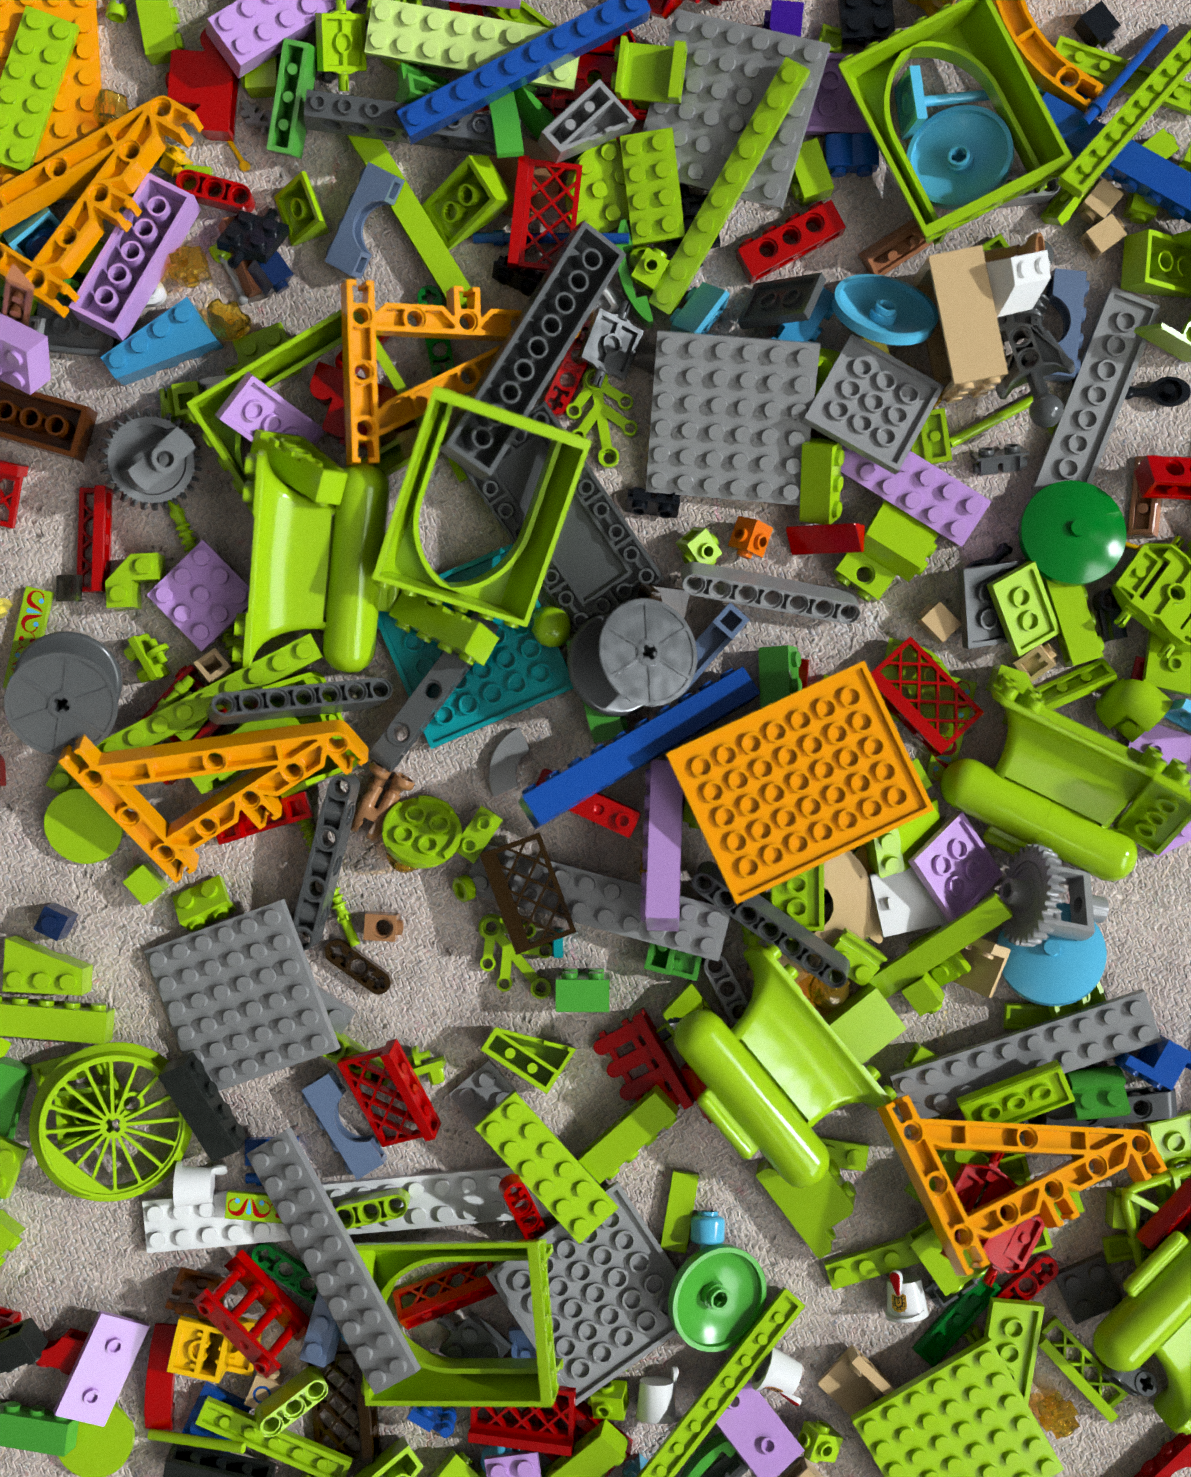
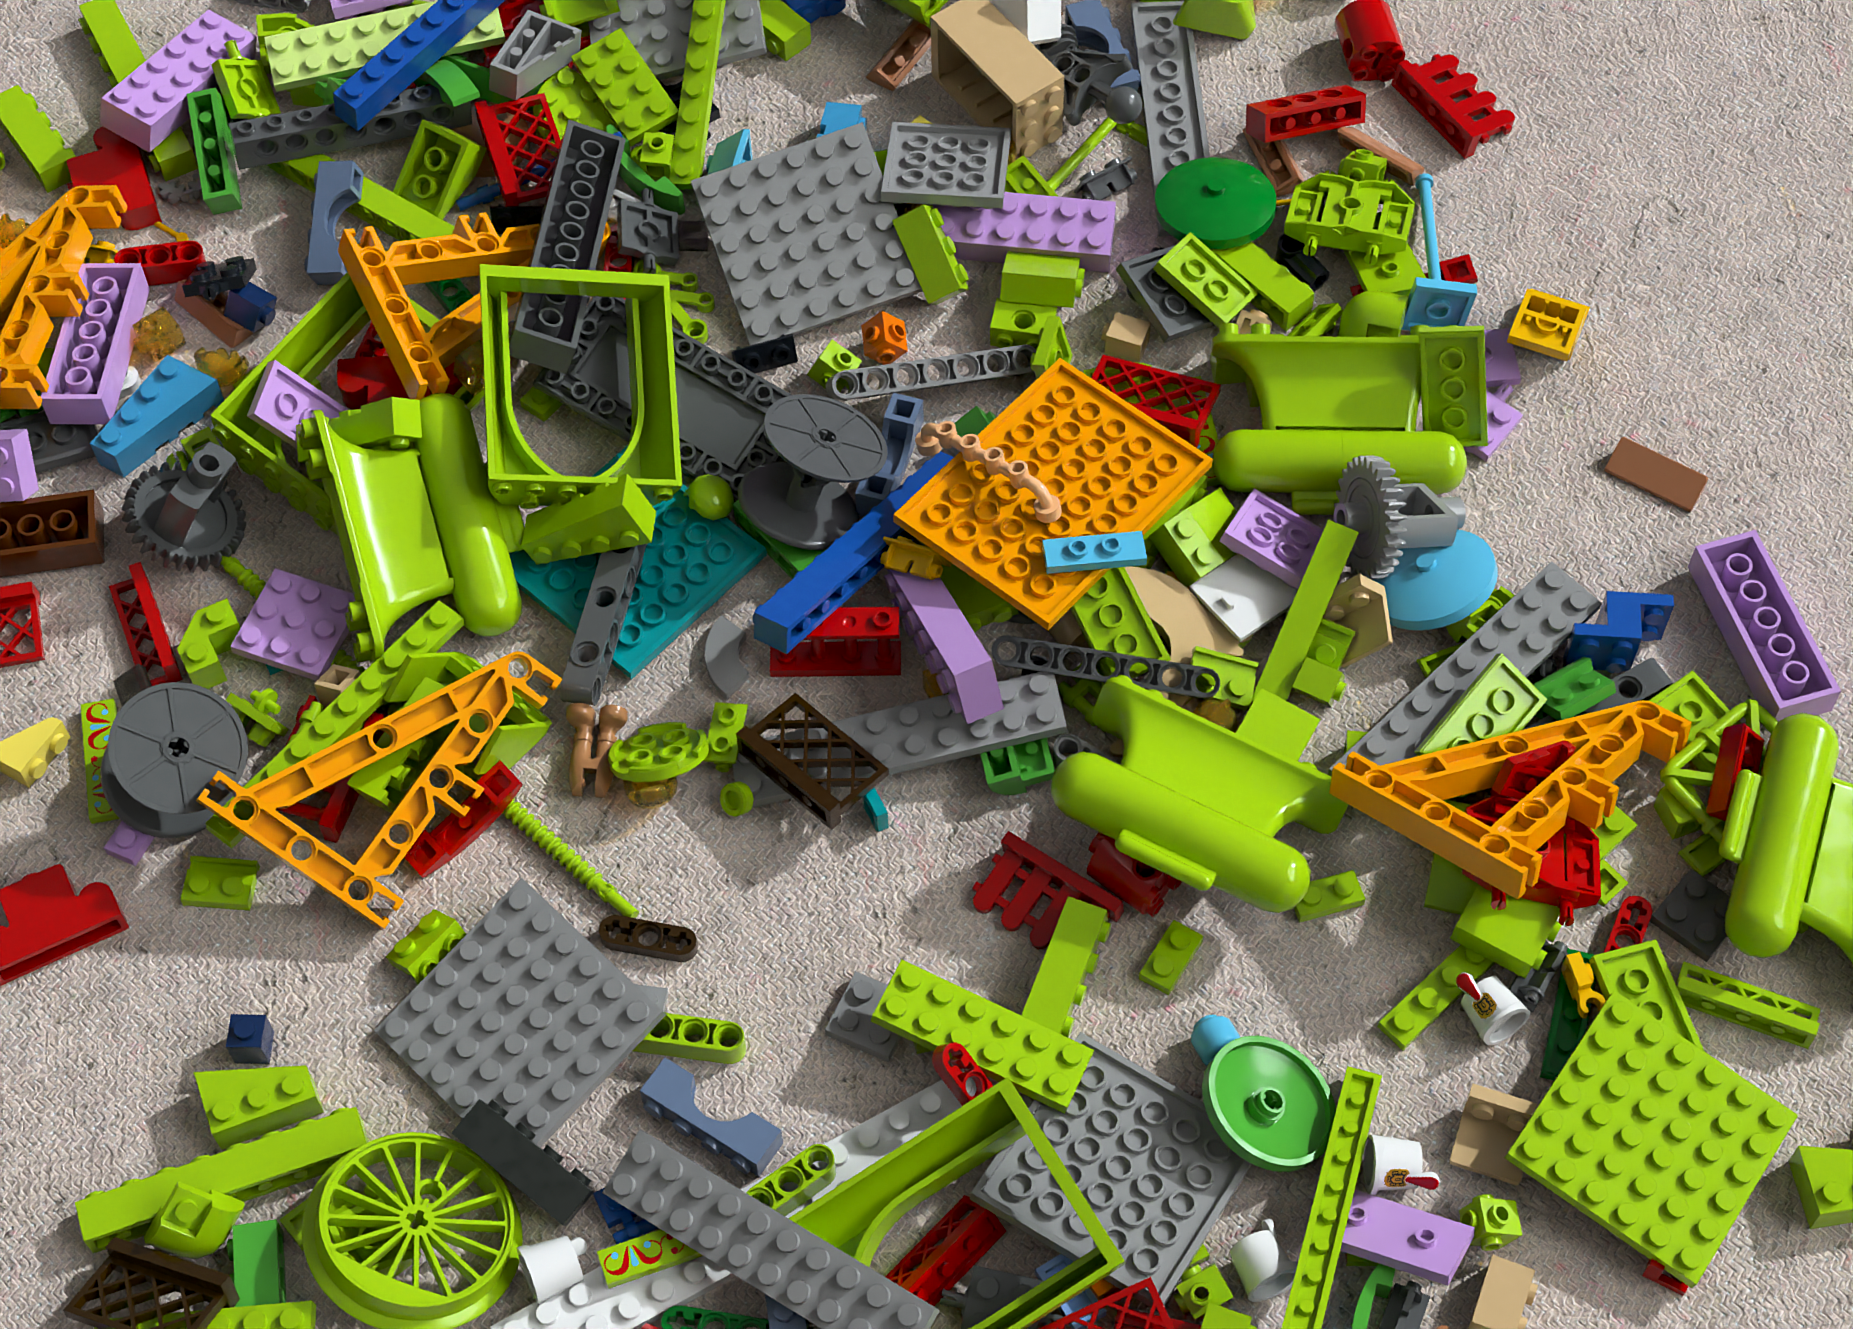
camera: 20 degrees left, 30 degrees down
(81, 827) = (245, 918): lime tile -> none
(145, 883) = (347, 952): lime brick -> none
(222, 258) = (188, 316): hinge -> none
(291, 707) = (450, 659): dark grey beam -> none
(301, 210) = (264, 240): lime slope -> none
(326, 859) = (557, 820): dark grey beam -> none
(371, 929) = (657, 891): medium nougat brick -> none
(407, 1090) = (772, 1024): red fence -> none
(433, 1067) = (774, 1010): lime hips -> none
(509, 955) = (829, 845): lime plant -> none
(528, 1056) = (883, 936): lime wedge -> none
(582, 990) = (929, 836): bright green brick -> none
(661, 772) = (904, 552): none -> yellow hinge
(679, 1211) = (1172, 1040): lime tile -> none
(683, 1003) = (1058, 831): lime torso -> none
(706, 1150) = (1171, 957): none -> lime plate
(730, 684) = (944, 435): none -> light nougat bar
(781, 301) = (811, 118): dark grey plate -> none
(800, 859) = (1094, 552): none -> medium azure plate
(812, 1208) = (1318, 947): lime brick -> none
(822, 214) = (789, 86): red brick -> none
(826, 538) = (963, 302): red slope -> none
(862, 629) = (1051, 347): none -> lime plate
(884, 309) = (915, 94): medium azure dish -> none
(975, 1307) = (1579, 981): none -> yellow plate
(1029, 1163) = (1527, 770): none -> red wing
(1057, 1415) = (1754, 1059): clear yellow brick -> none
(1134, 1383) = (1803, 981): dark grey piece -> none
(1164, 392) = (1234, 66): black piece -> none

